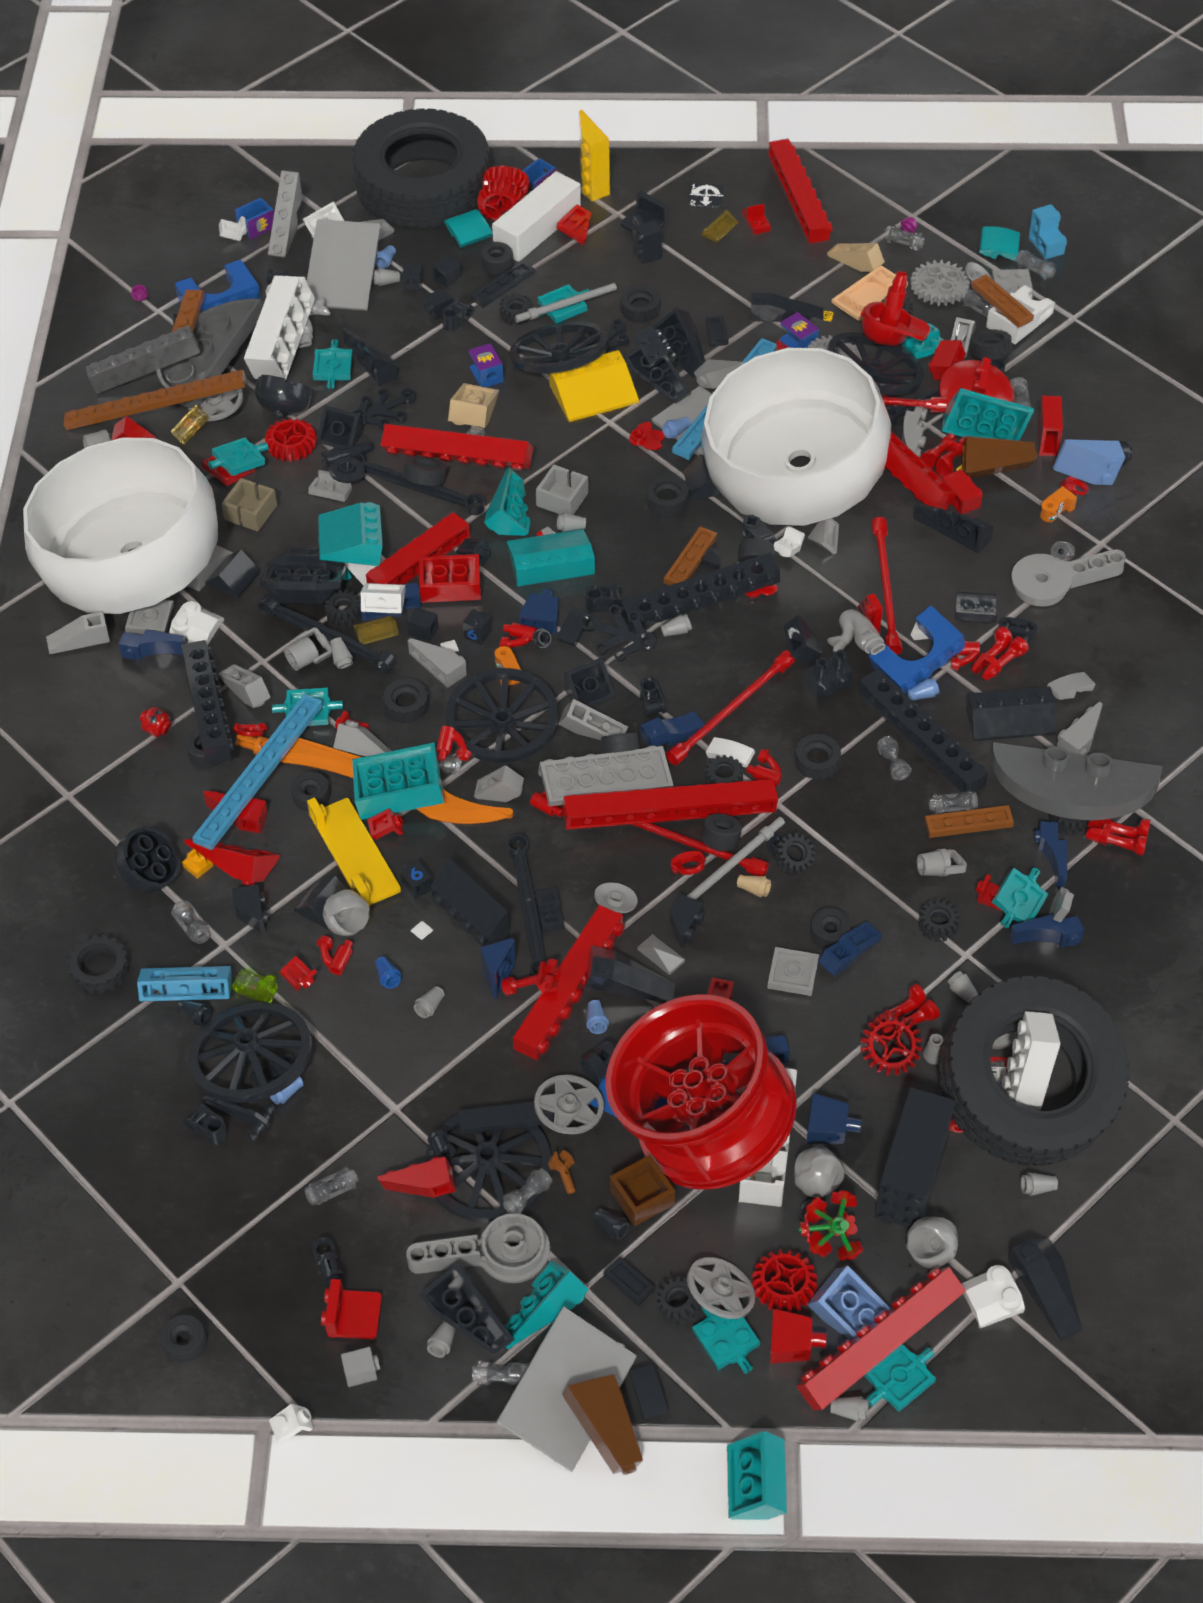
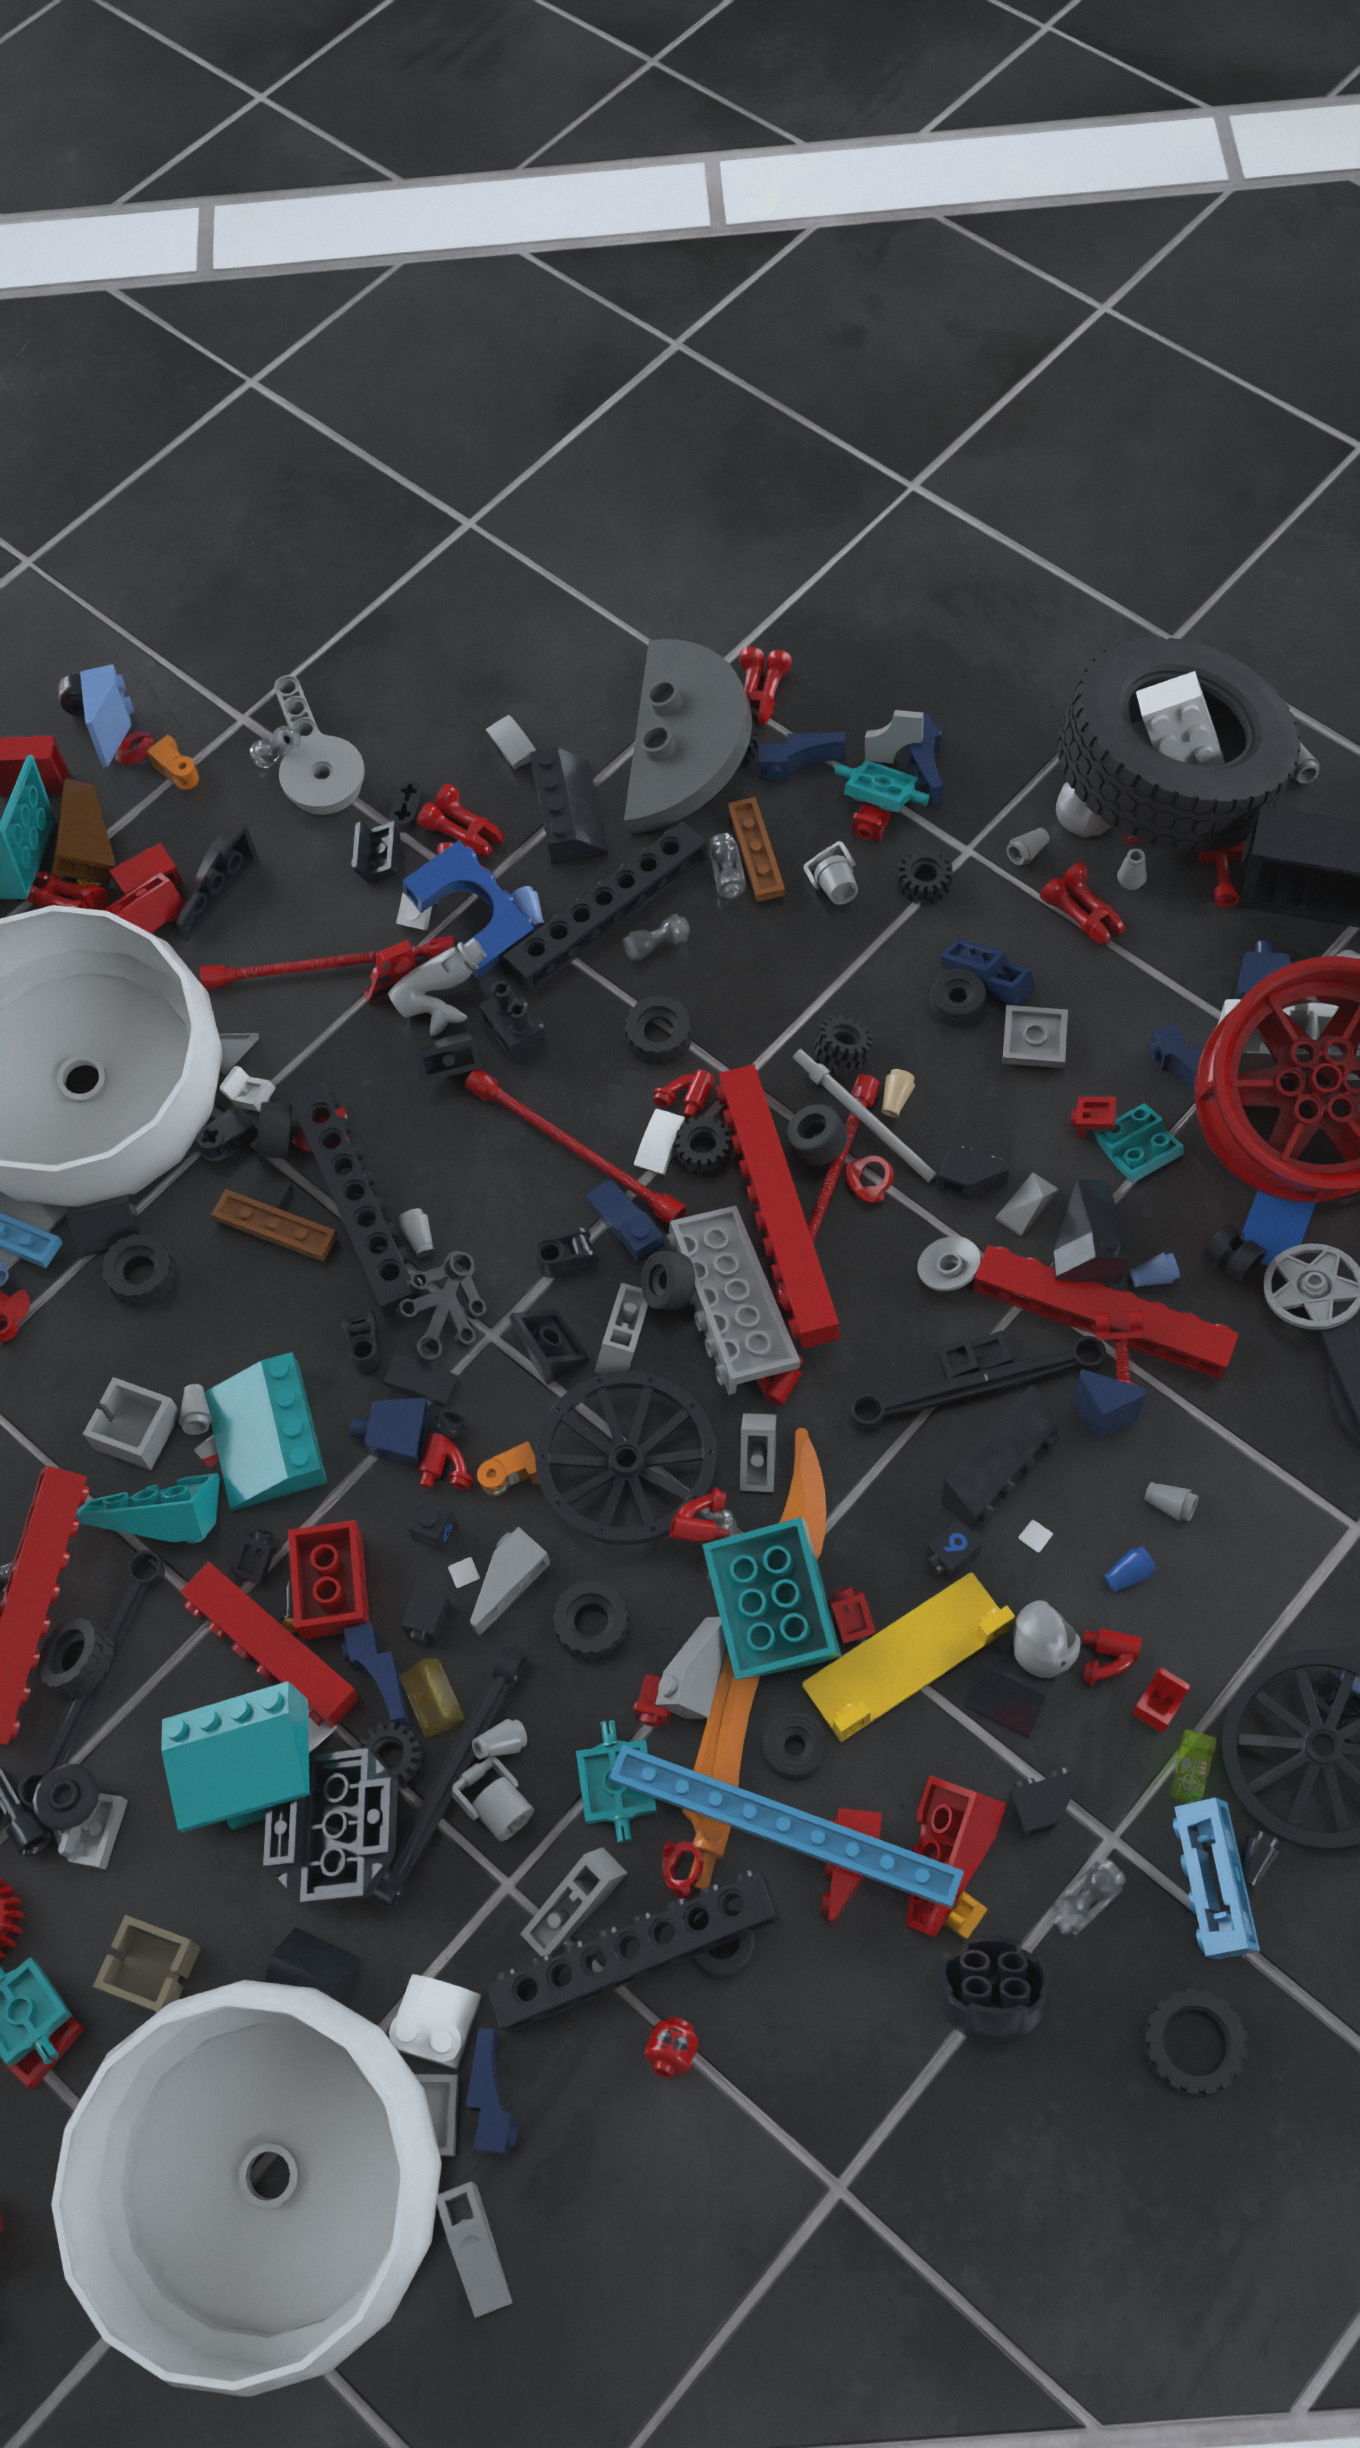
camera: 90 degrees left, 10 degrees up
(382, 598) = (400, 1676): white tile -> none
(901, 1049) = (1143, 911): red gear -> none
(1080, 734) = (597, 727): light grey slope -> none

